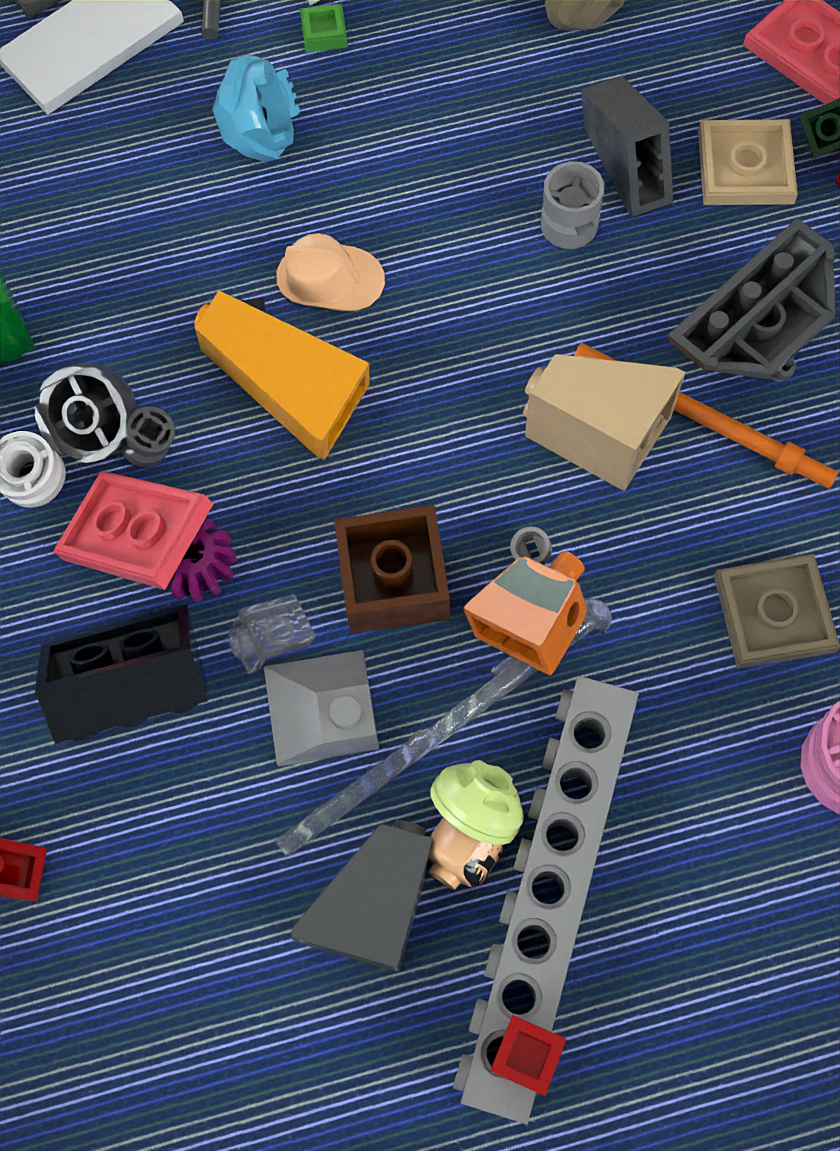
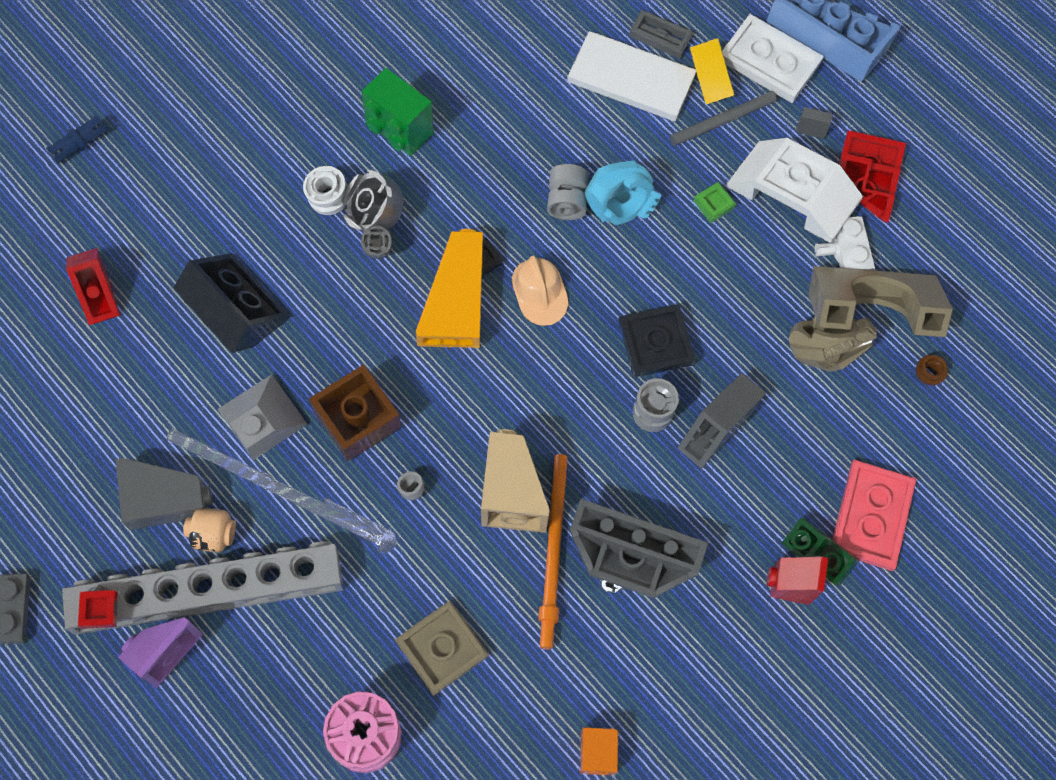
camera: 55 degrees right, 0 degrees up
(133, 528) = (314, 263): coral tile -> none
(213, 564) = (311, 295): magenta gear -> none
(214, 174) = (567, 192): none -> light grey wheel
(269, 631) = (291, 366): clear bracket -> none
(479, 170) = (656, 341): none -> black plate
(479, 801) = (226, 520): yellowish green piece -> none
(531, 610) = (367, 502): orange torso -> none
(621, 996) = (159, 649): none -> medium lavender slope
(747, 162) = (752, 500): tan plate -> none

